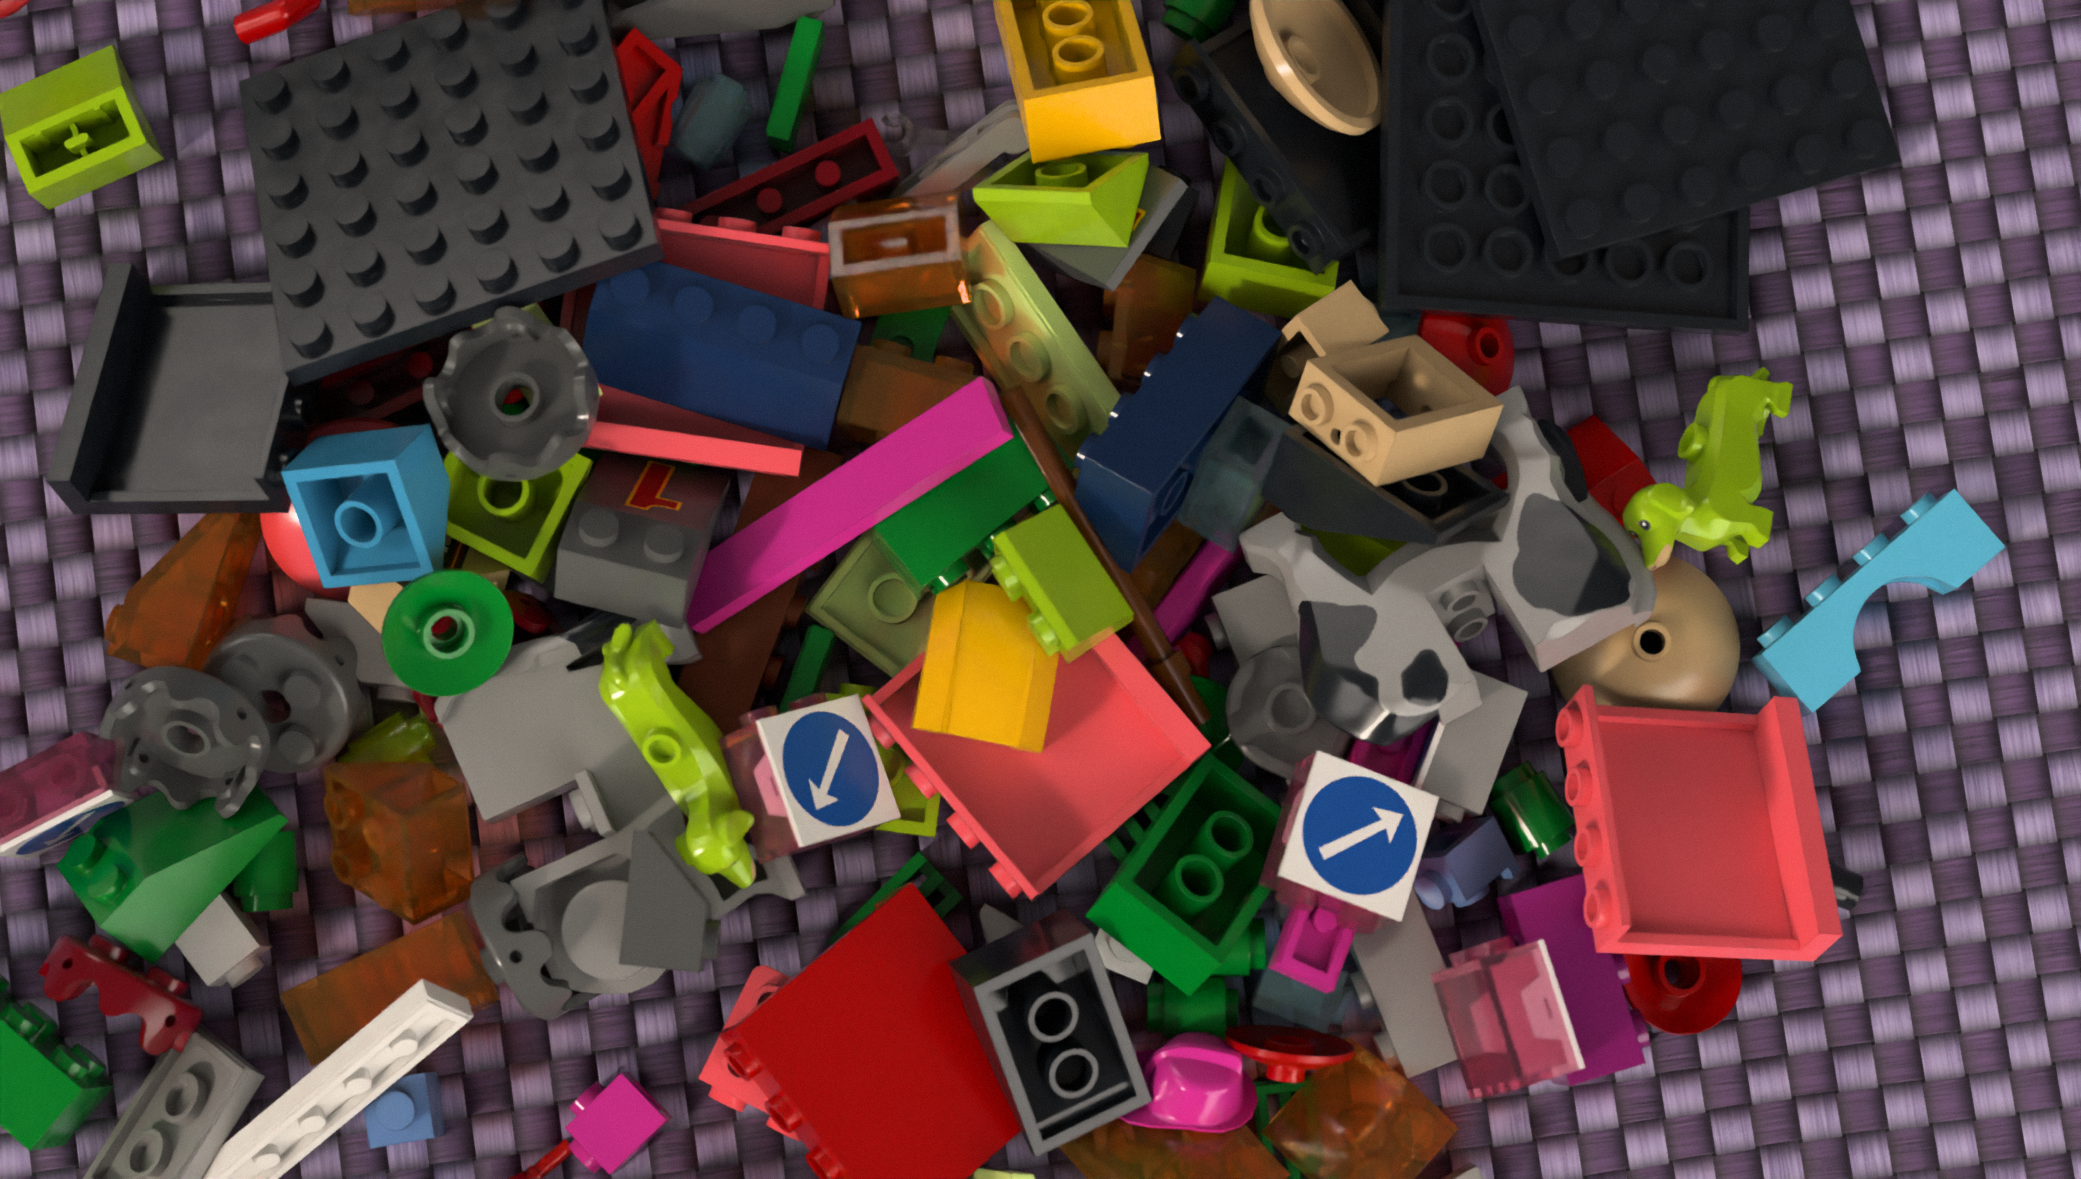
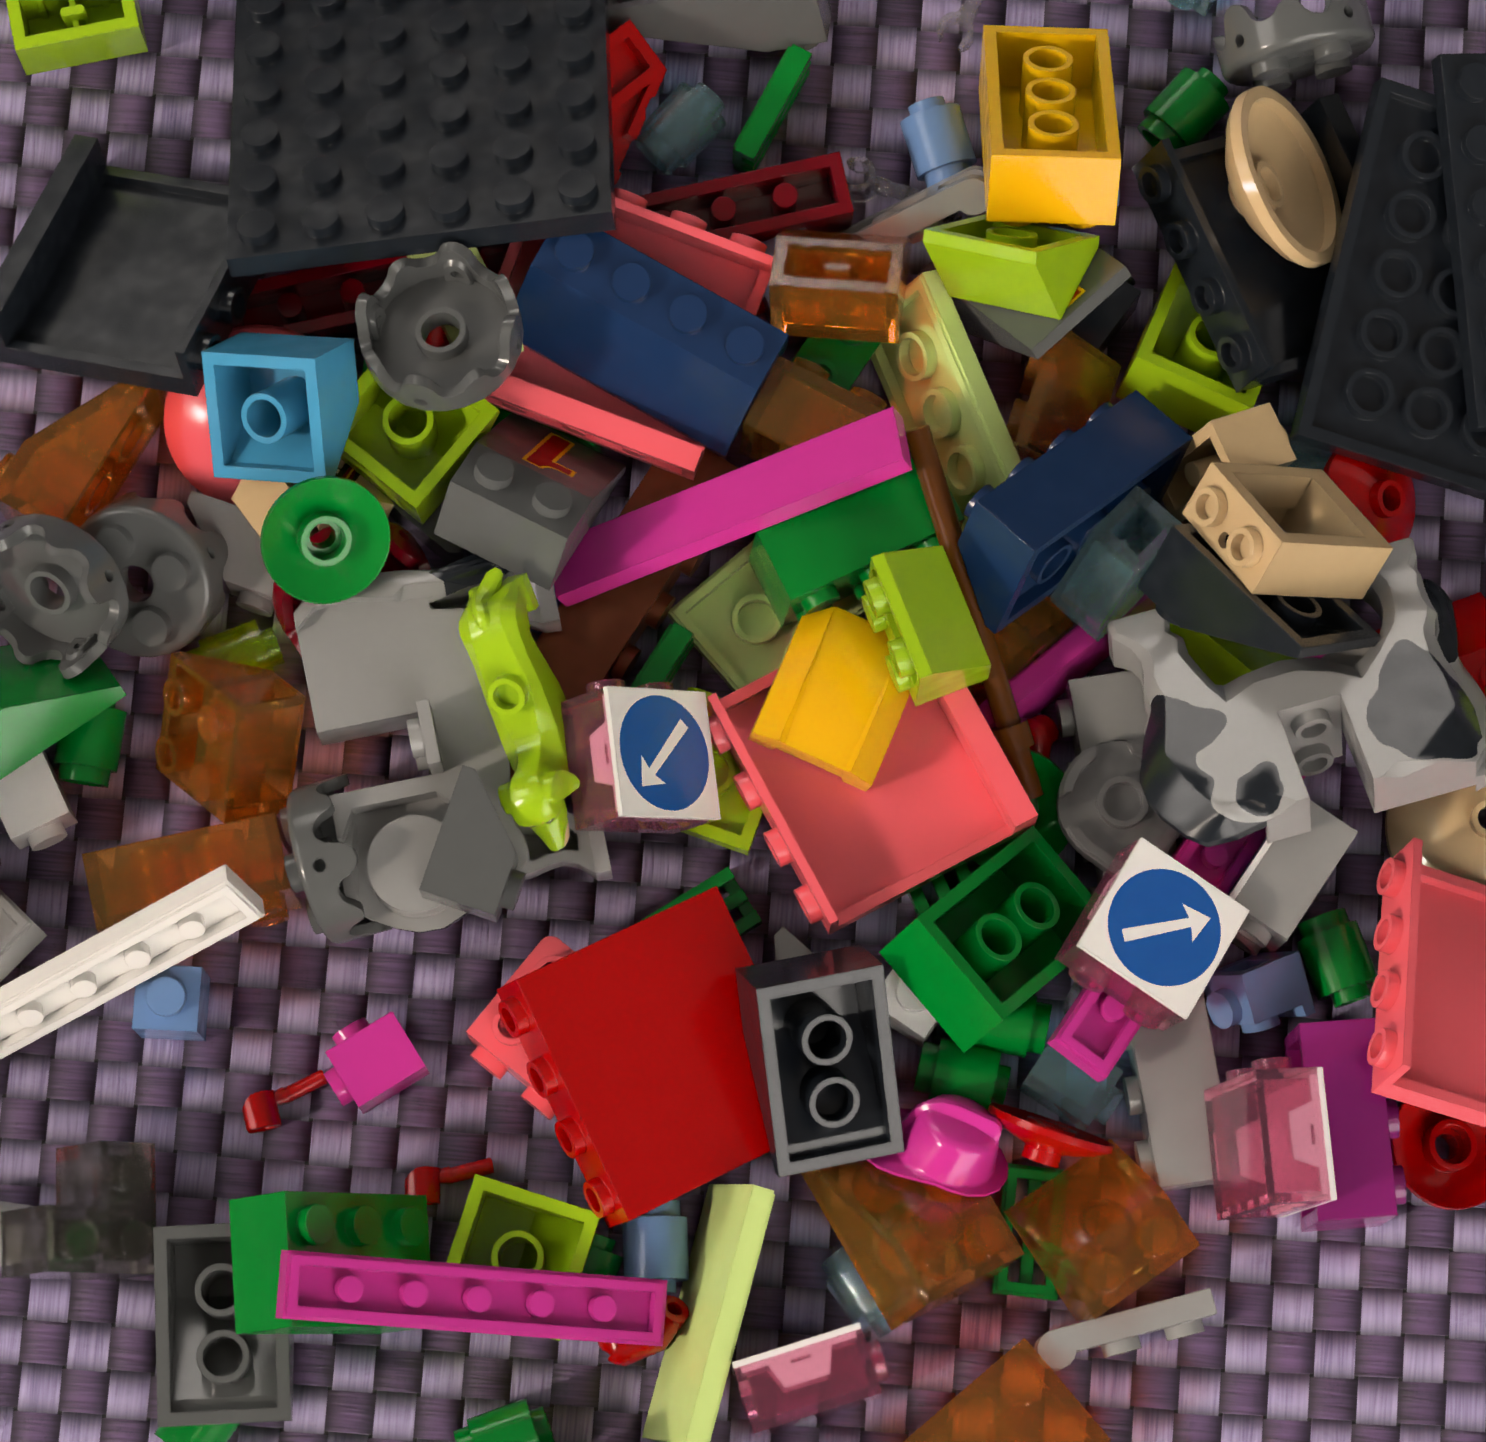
camera: 10 degrees right, 5 degrees down
(966, 80) = (937, 140): none -> medium blue brick

